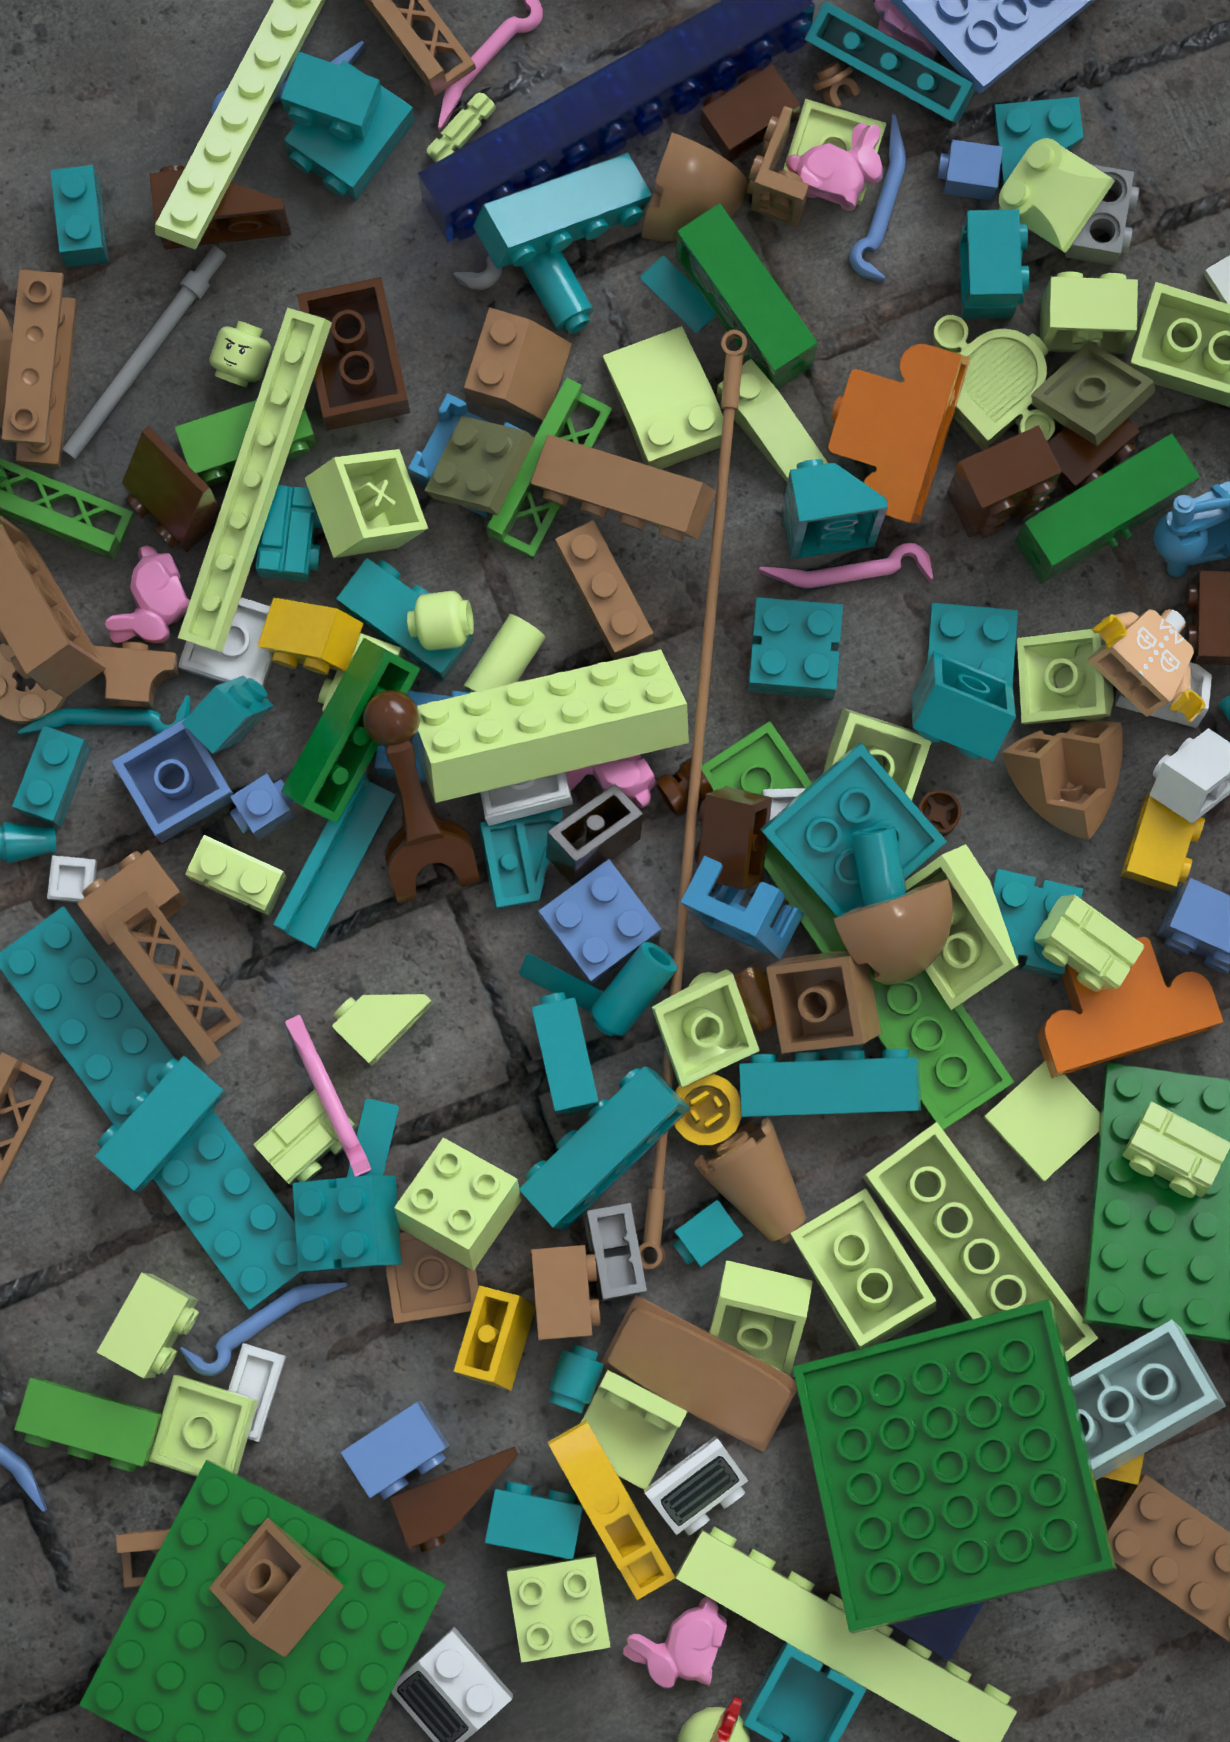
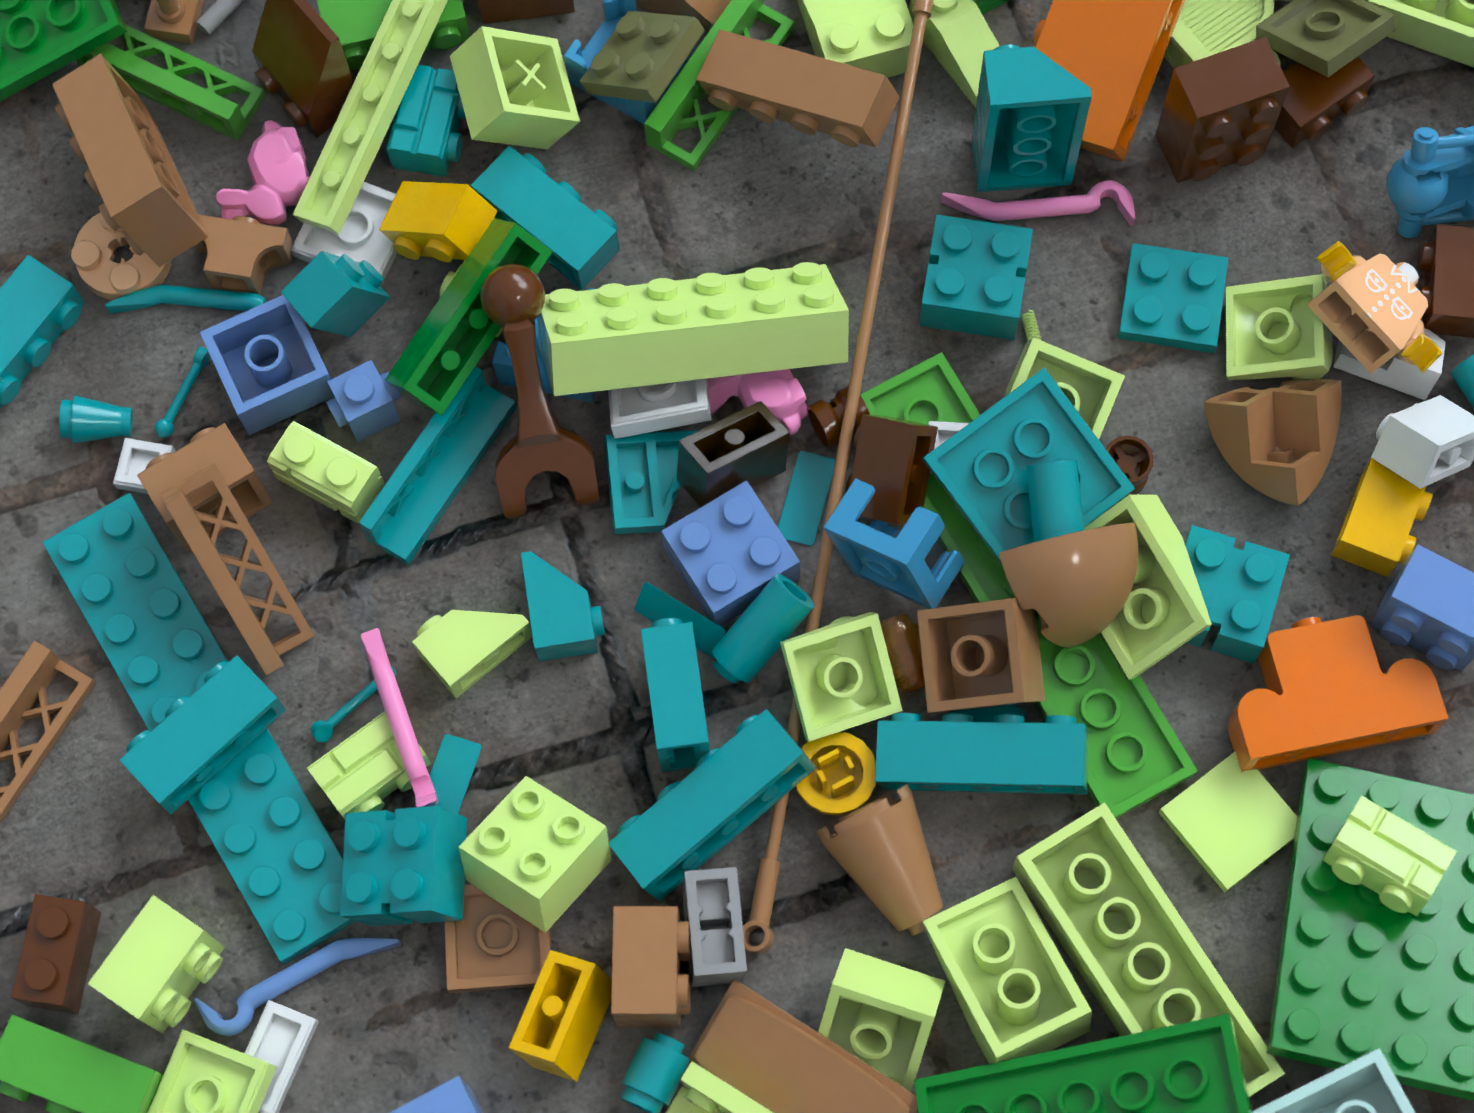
camera: 10 degrees right, 10 degrees down
(52, 776) = (135, 352): teal brick -> none
(58, 1321) = (56, 954): none -> reddish brown brick
(85, 840) = (165, 426): none -> teal hinge
(260, 1105) = (323, 731): none -> teal hinge
(441, 620) = (582, 209): yellowish green head -> none
(455, 985) = (559, 612): none -> teal slope
(506, 655) = (659, 255): yellowish green brick -> none
(604, 590) = (766, 198): medium nougat brick -> none
(660, 860) = (806, 497): none -> teal sticker
(706, 1235) = (824, 918): teal brick -> none
(851, 692) = (1033, 324): none -> yellowish green leg
(962, 707) = (1161, 347): teal brick -> none
(1087, 943) = (1294, 610): yellowish green brick -> none
(1106, 508) = (1331, 152): green brick -> none

